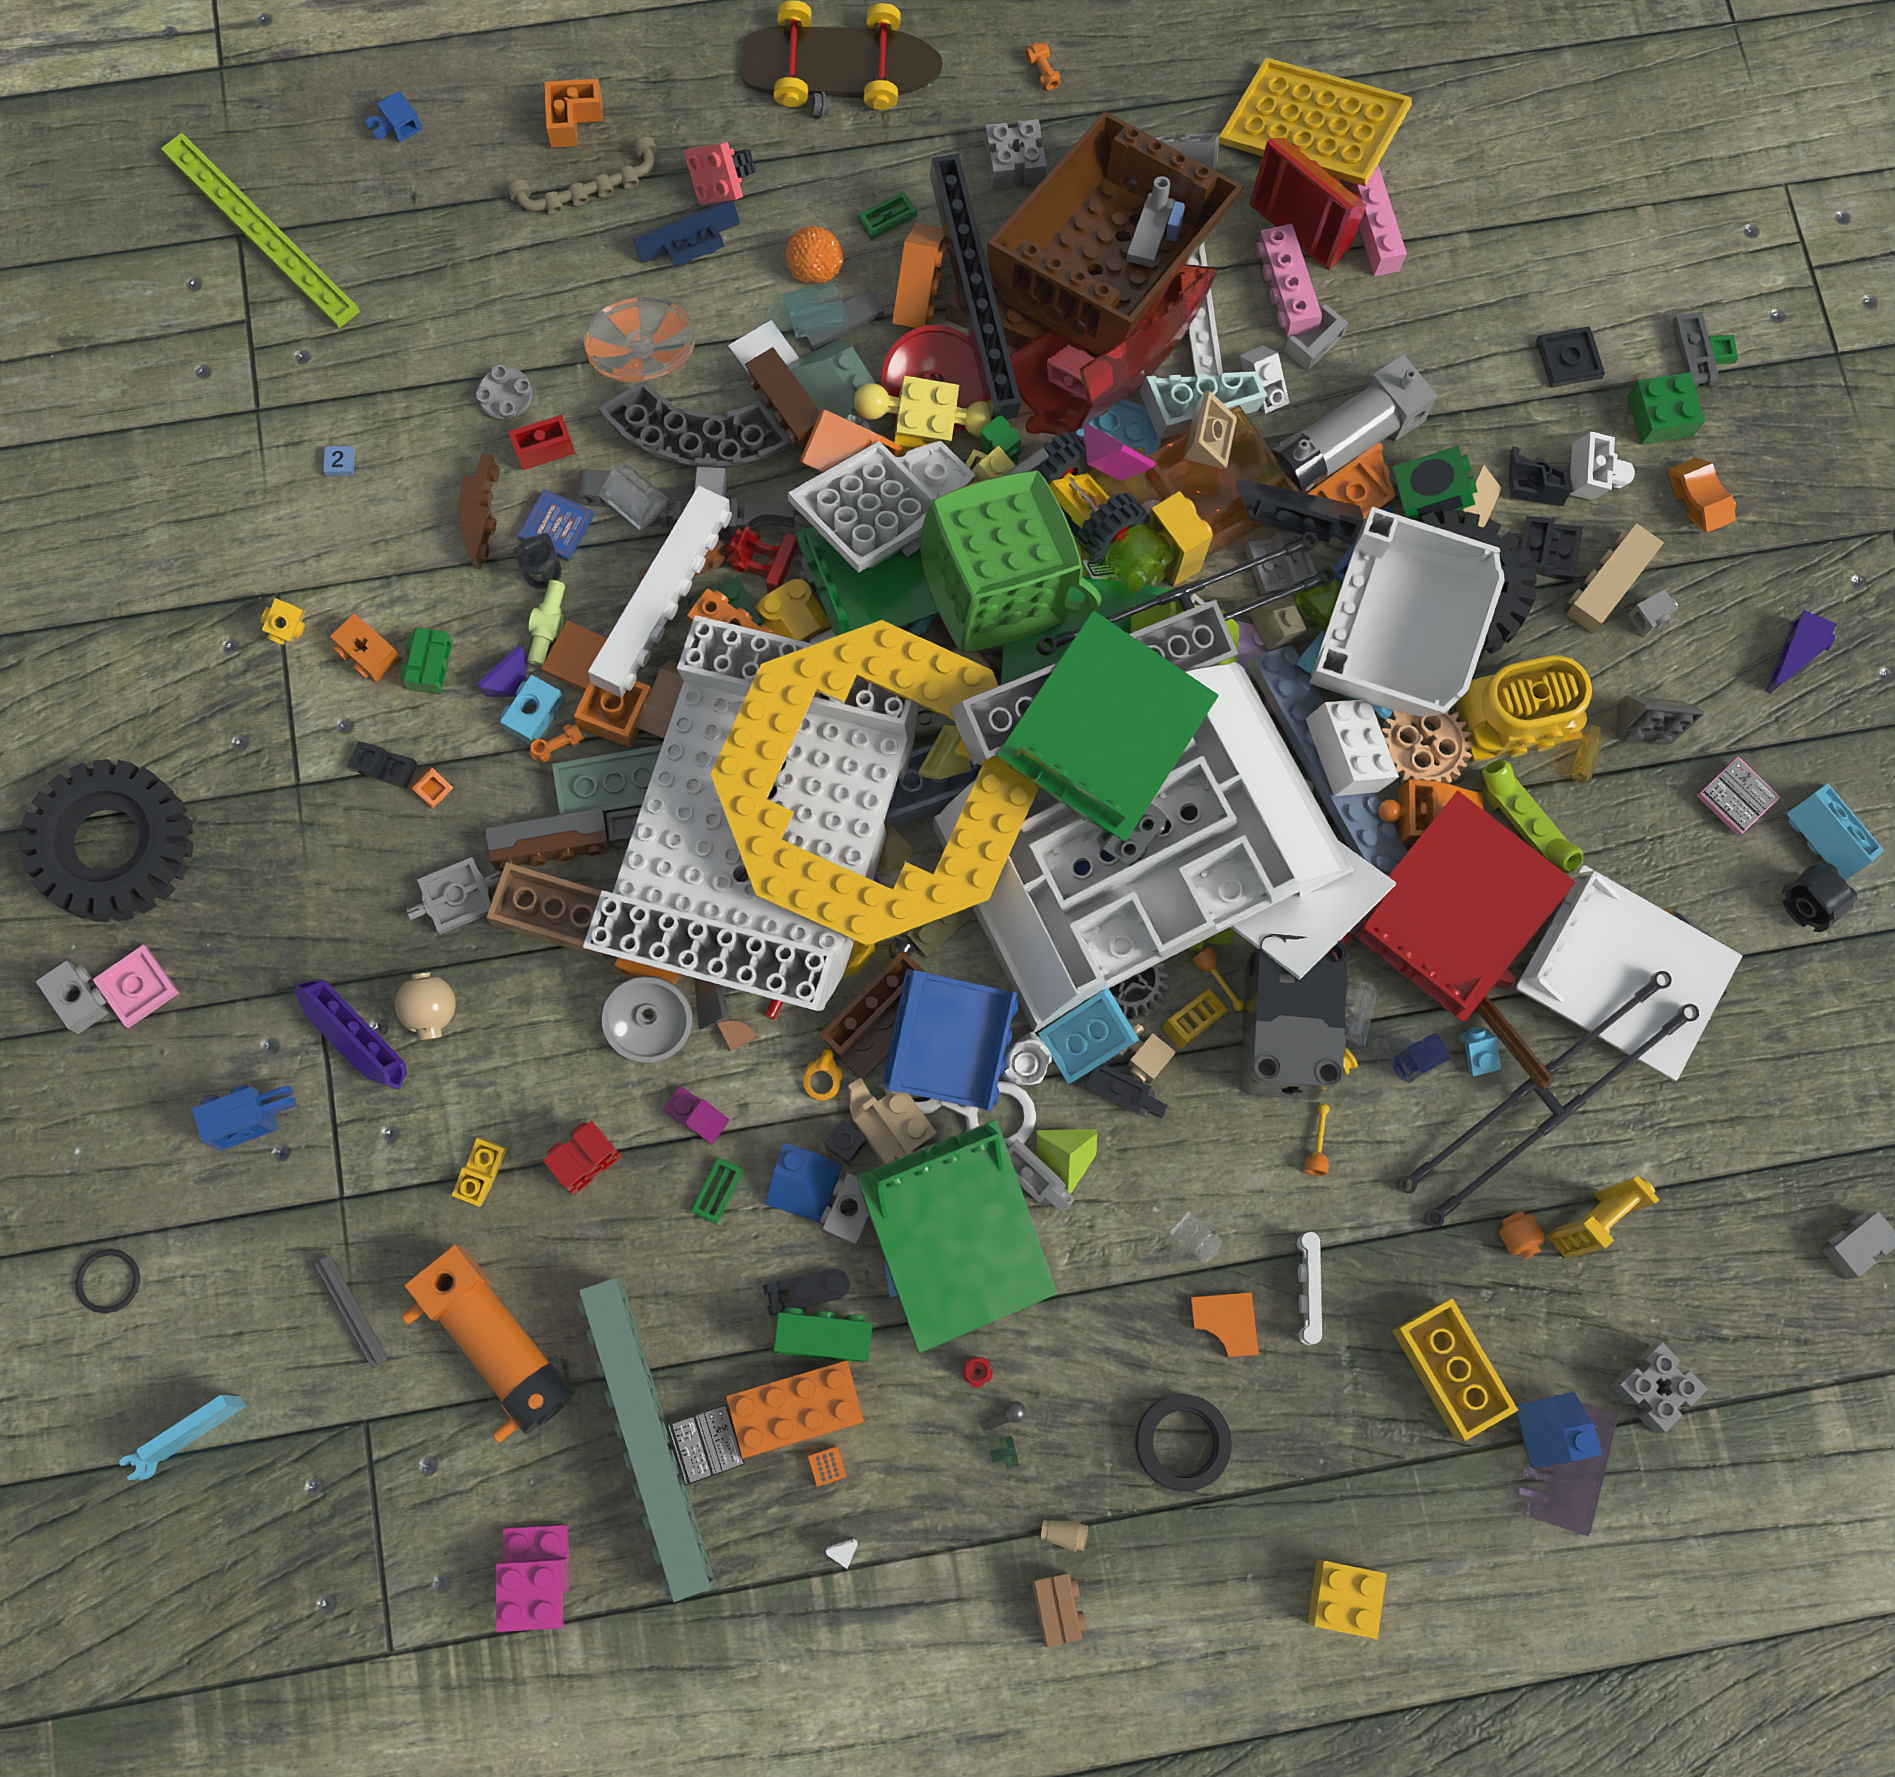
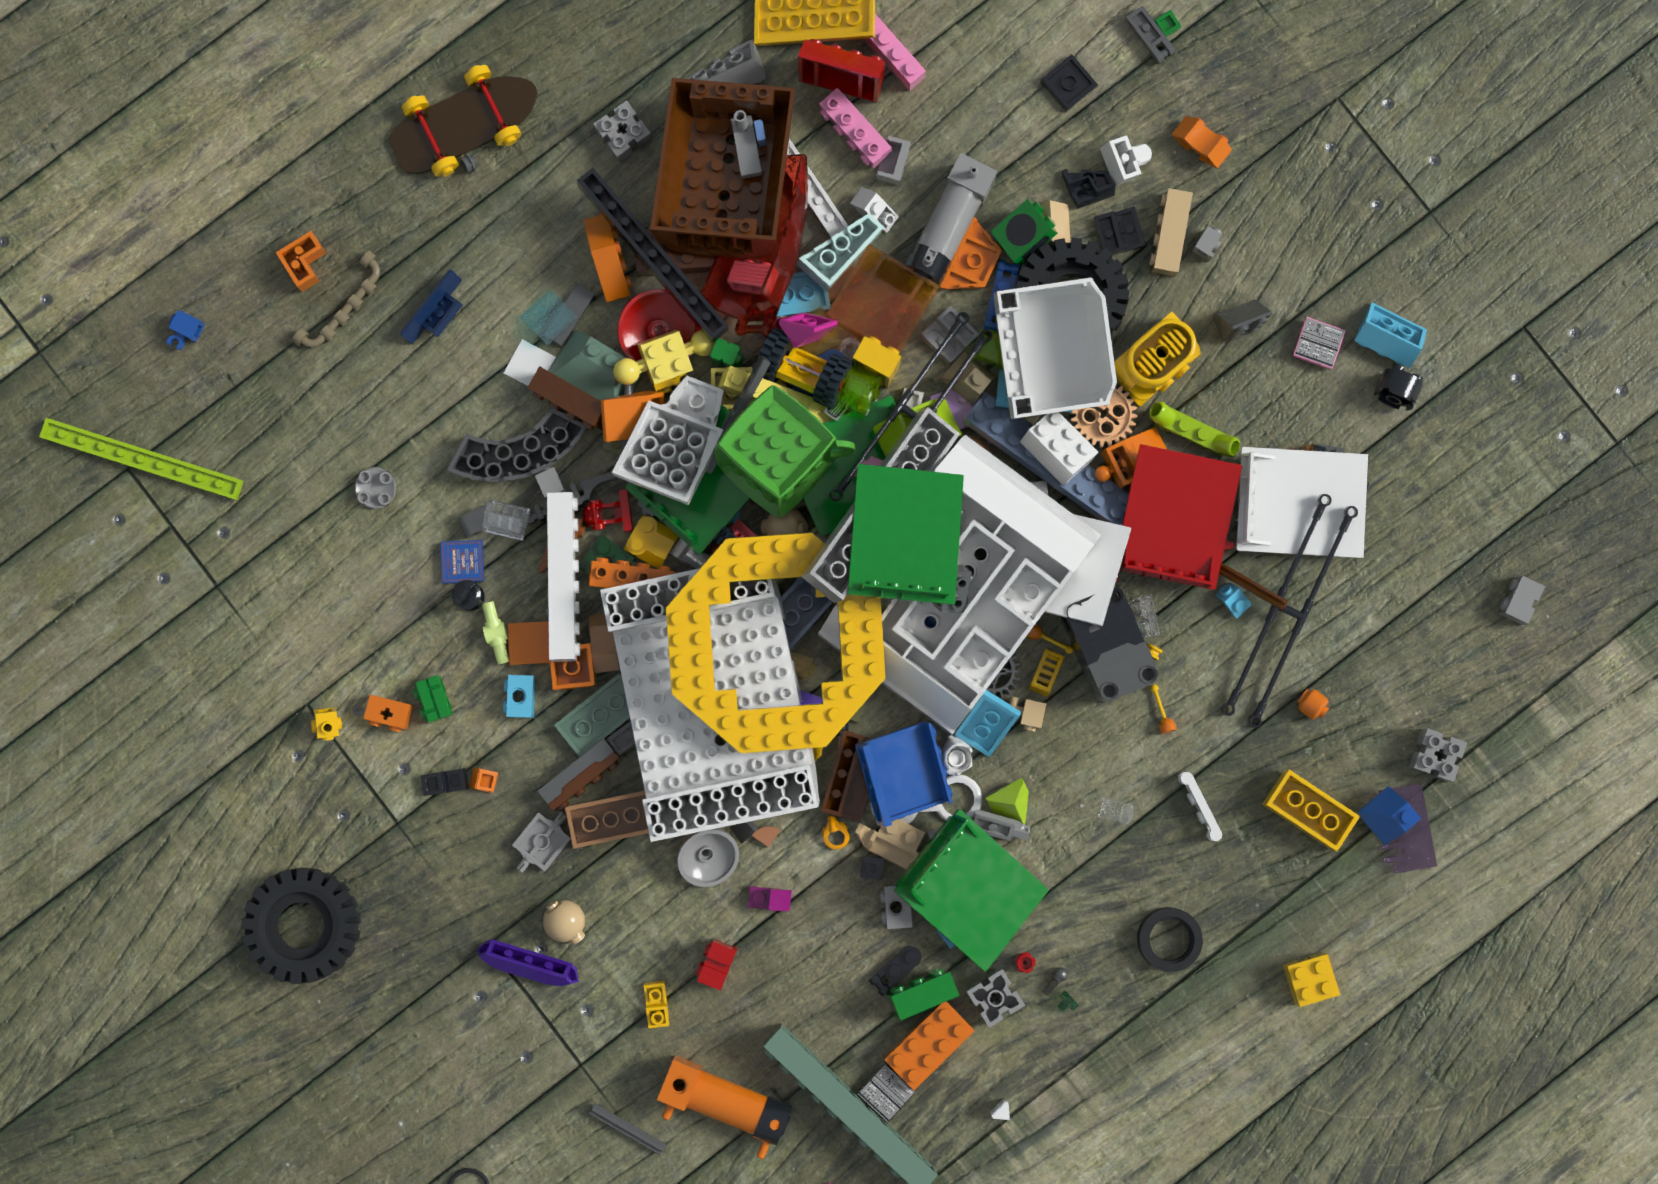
camera: 25 degrees left, 10 degrees up
(58, 988) = (328, 1033): light grey brick -> none
(135, 986) = (374, 1005): bright pink tile -> none
(240, 1115) = (492, 1052): blue brick -> none
(339, 461) = (293, 593): medium blue tile -> none
(474, 509) = (409, 587): reddish brown slope -> none
(506, 675) = (492, 681): dark purple slope -> none
(542, 442) = (422, 511): red brick -> none
(542, 749) = (541, 719): orange bar -> none
(639, 339) = (445, 404): clear dish -> none
(718, 171) = (431, 254): coral plate -> none
(728, 1195) = (808, 934): green tile -> none
(802, 1182) = (859, 905): blue slope -> none
(813, 255) = (527, 280): orange hair -> none
(827, 1466) = (965, 1066): orange tile -> none
(890, 218) = (556, 239): green tile -> none
(927, 1378) = (997, 984): none -> light grey brick
(942, 760) = (803, 595): light yellow slope -> none
(1039, 54) = (597, 43): orange bar -> none
(1057, 1609) = (1144, 1076): medium nougat brick -> none
(1066, 1534) = (1127, 1030): tan cone -> none
(1124, 1091) = (1026, 743): black hinge -> none
(1210, 432) = (861, 277): tan slope -> none
(1229, 1319) = (1160, 850): orange tile -> none
(1301, 511) = (947, 298): black wedge -> none
(1421, 1058) = (1199, 627): clear blue brick -> none
(1587, 755) = (1210, 365): clear yellow cylinder -> none
(1593, 1230) = (1352, 685): yellow fence -> none
(1665, 408) = (1150, 90): green brick -> none
(1804, 642) = (1315, 212): dark purple slope -> none

